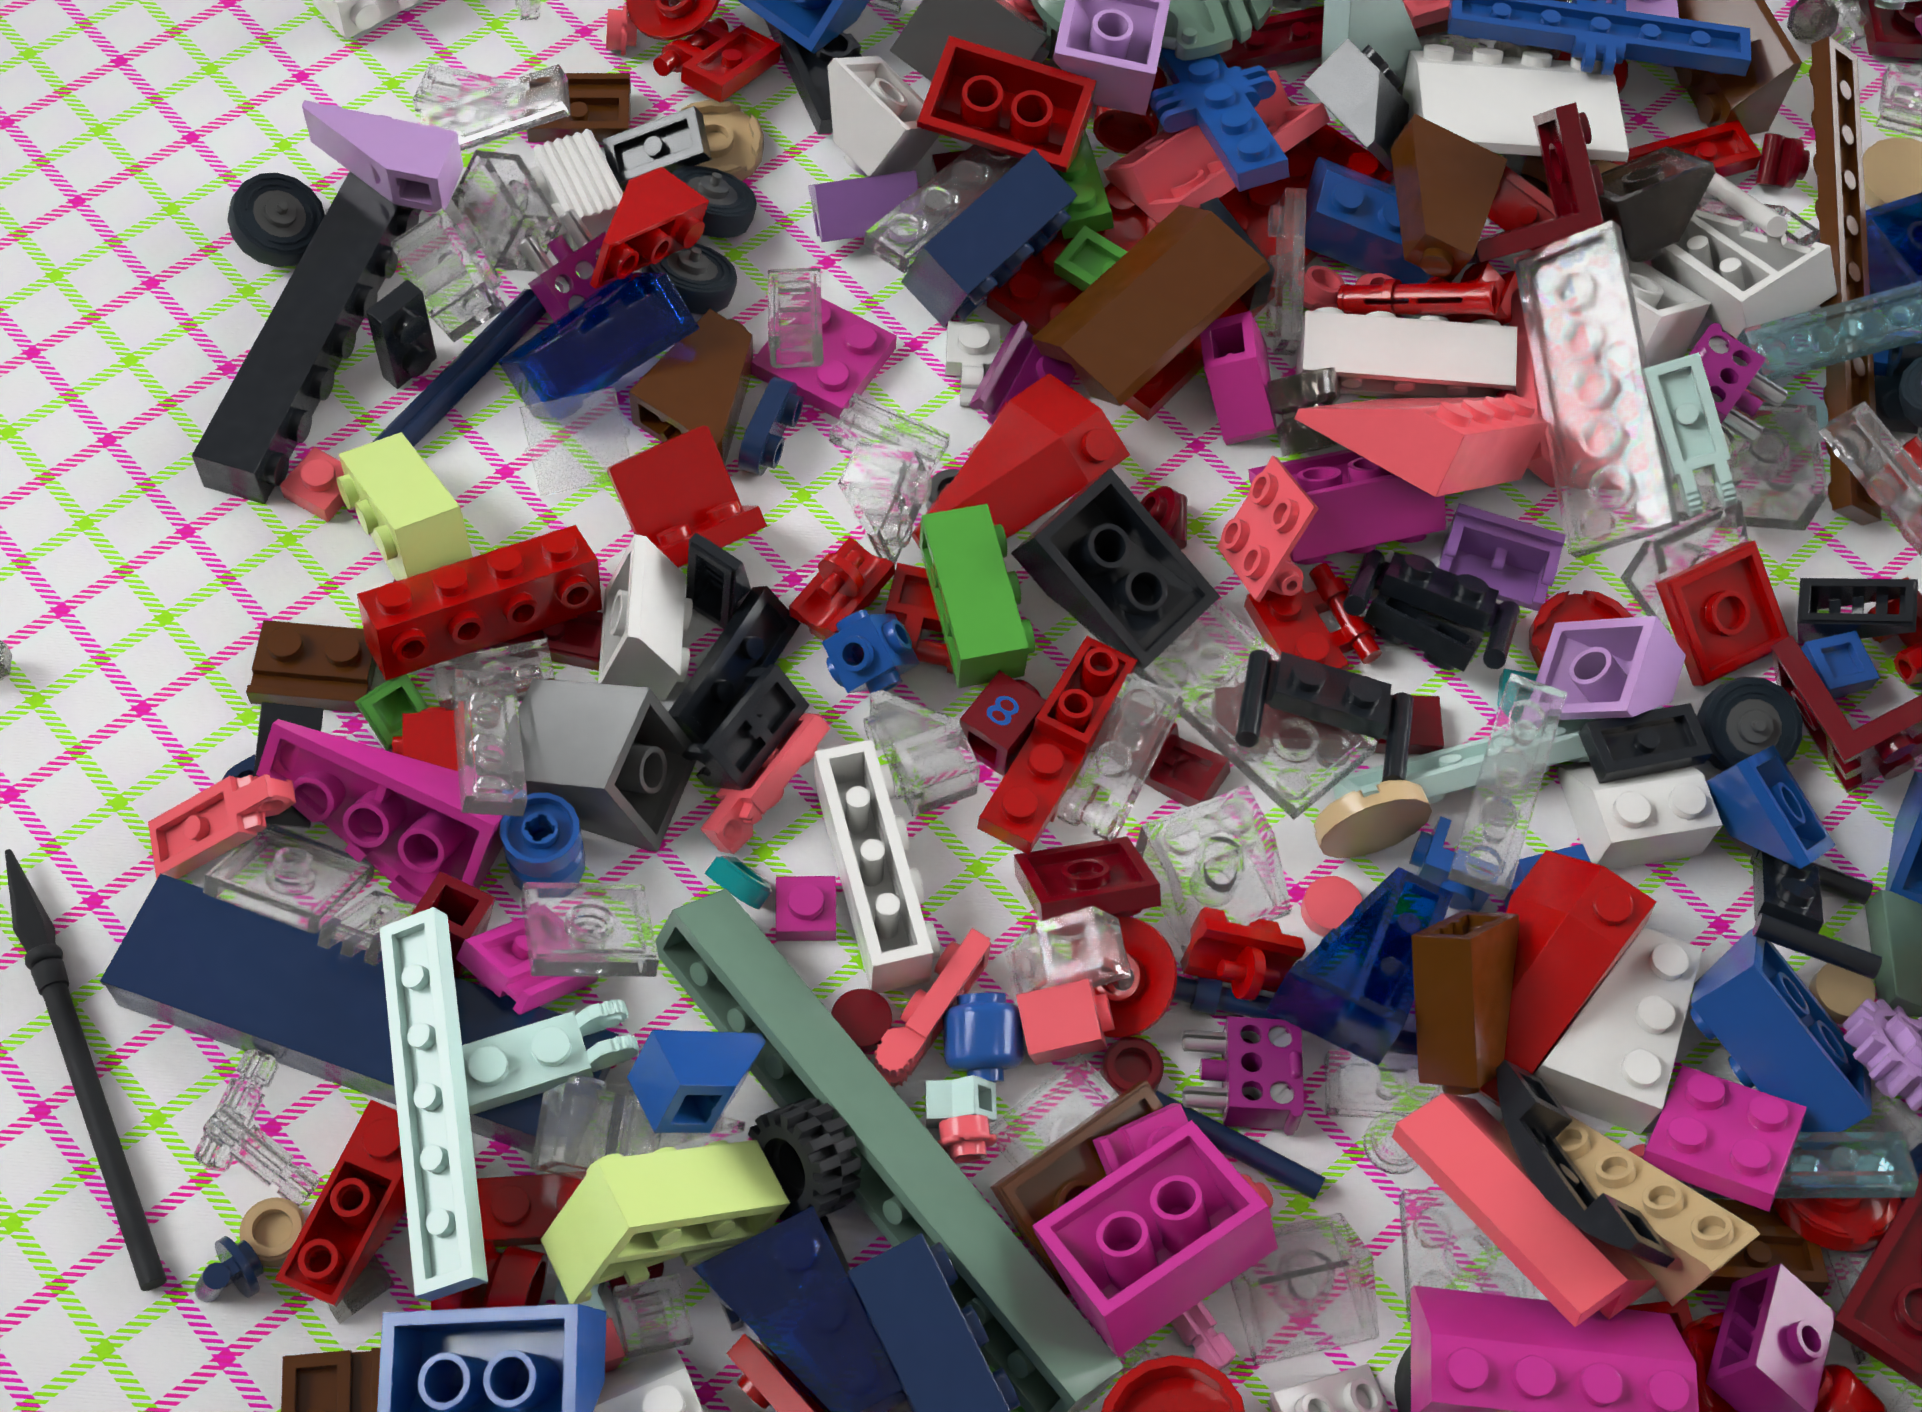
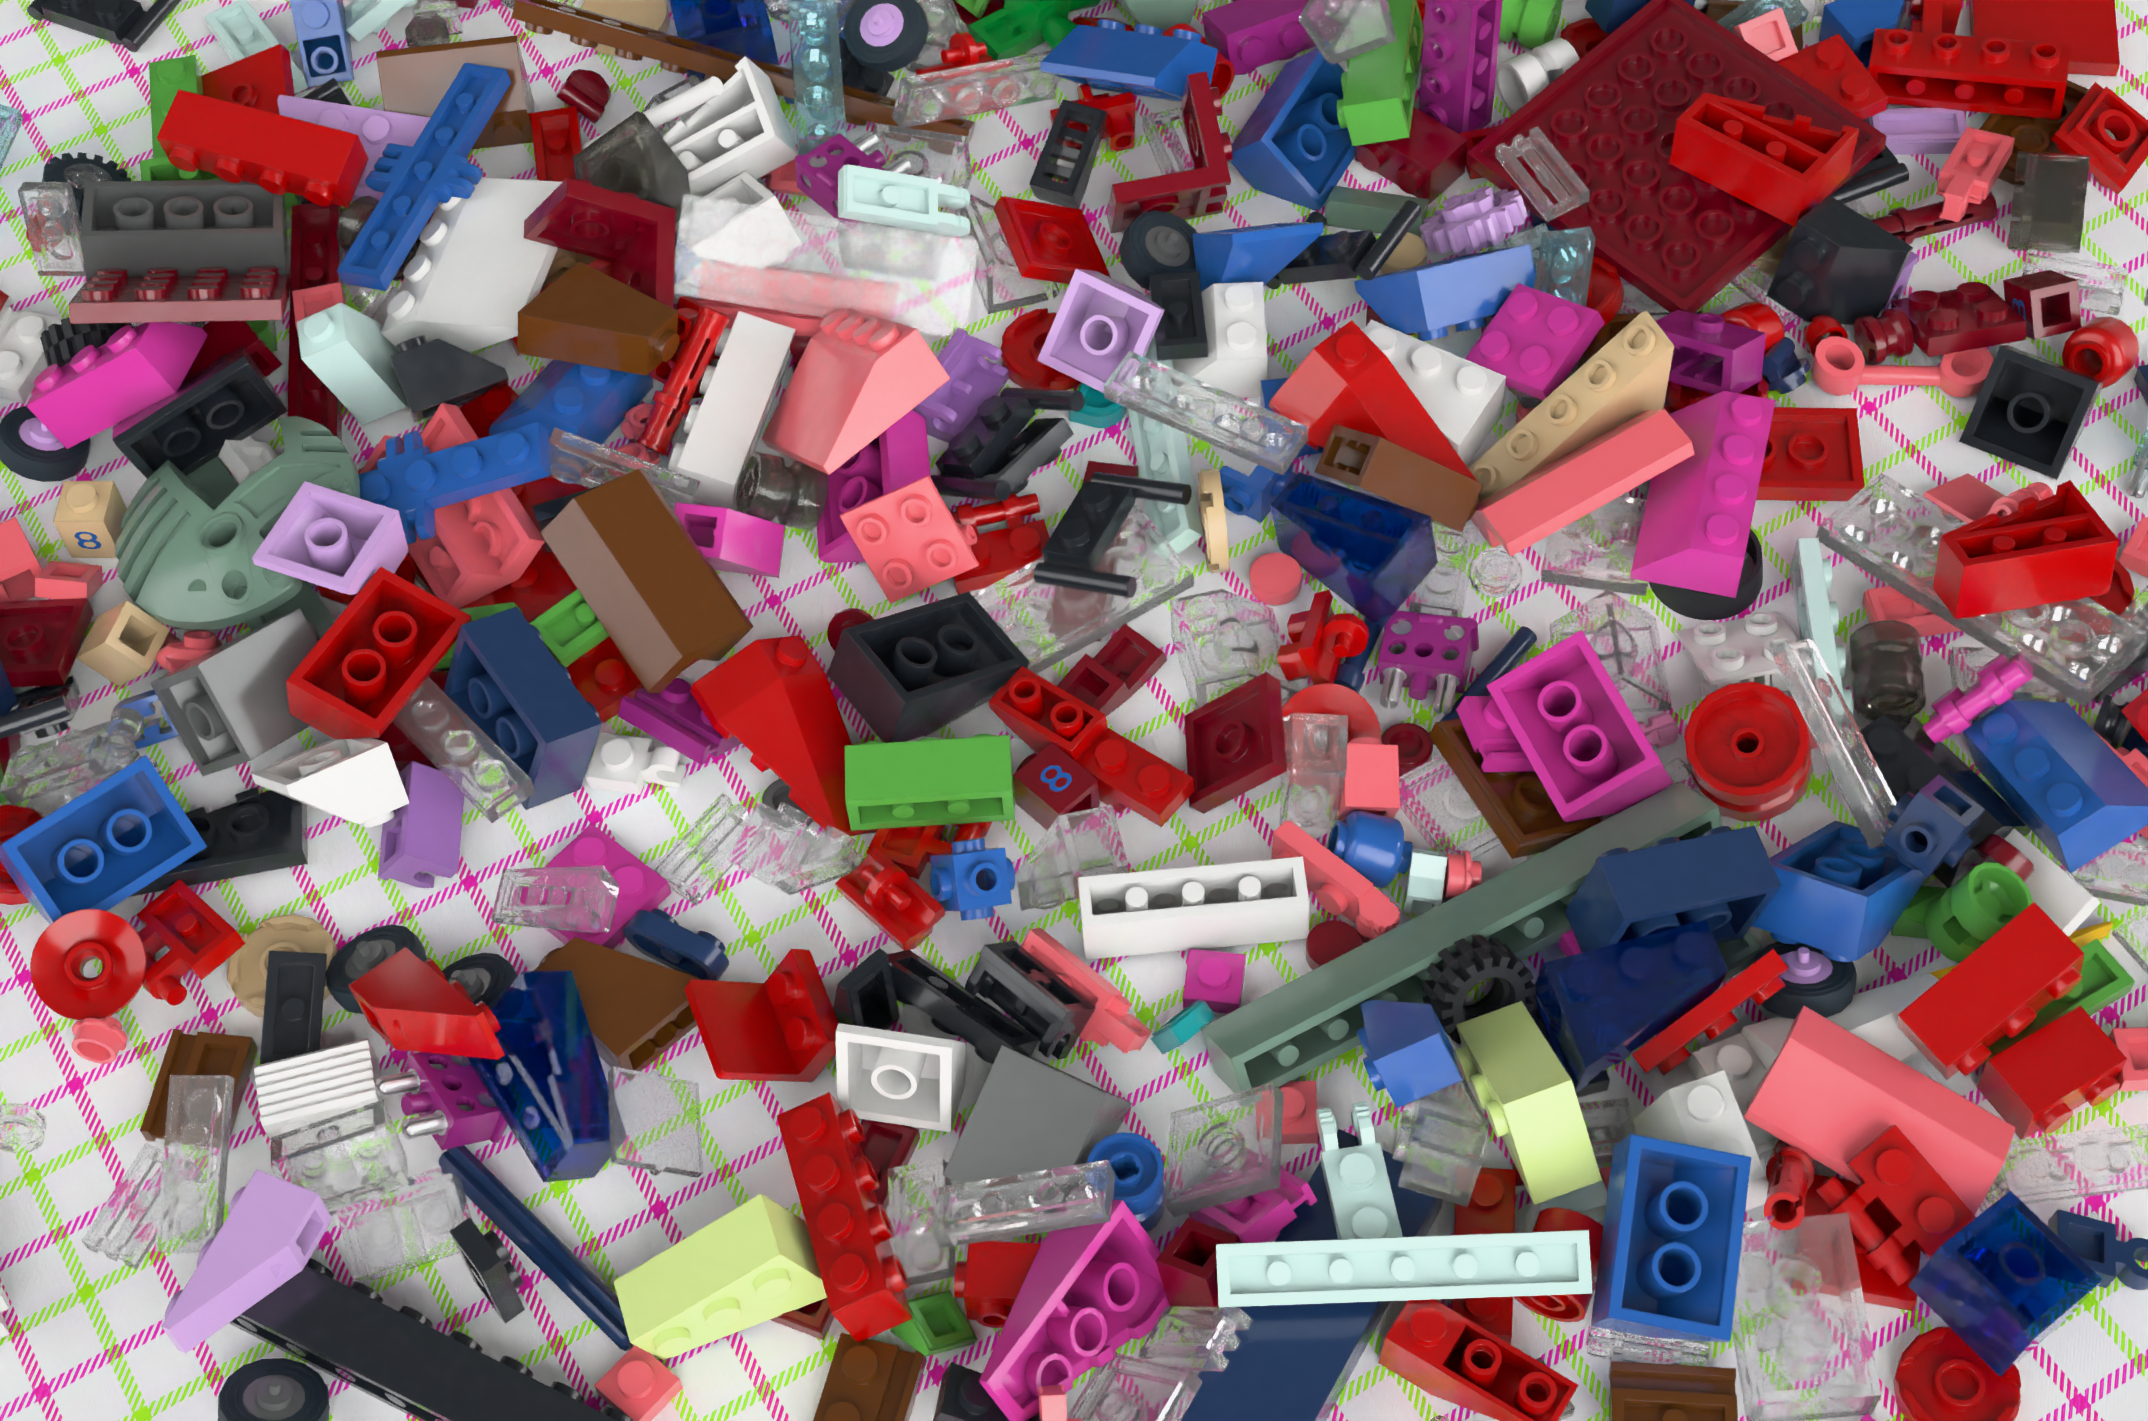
camera: 70 degrees left, 5 degrees down
(658, 1003) = (1299, 1113): none -> coral plate
(1121, 757) = (1106, 687): clear plate -> none
(1533, 1123) = (1503, 458): black slope -> none
(1841, 663) = (1113, 170): blue tile -> none

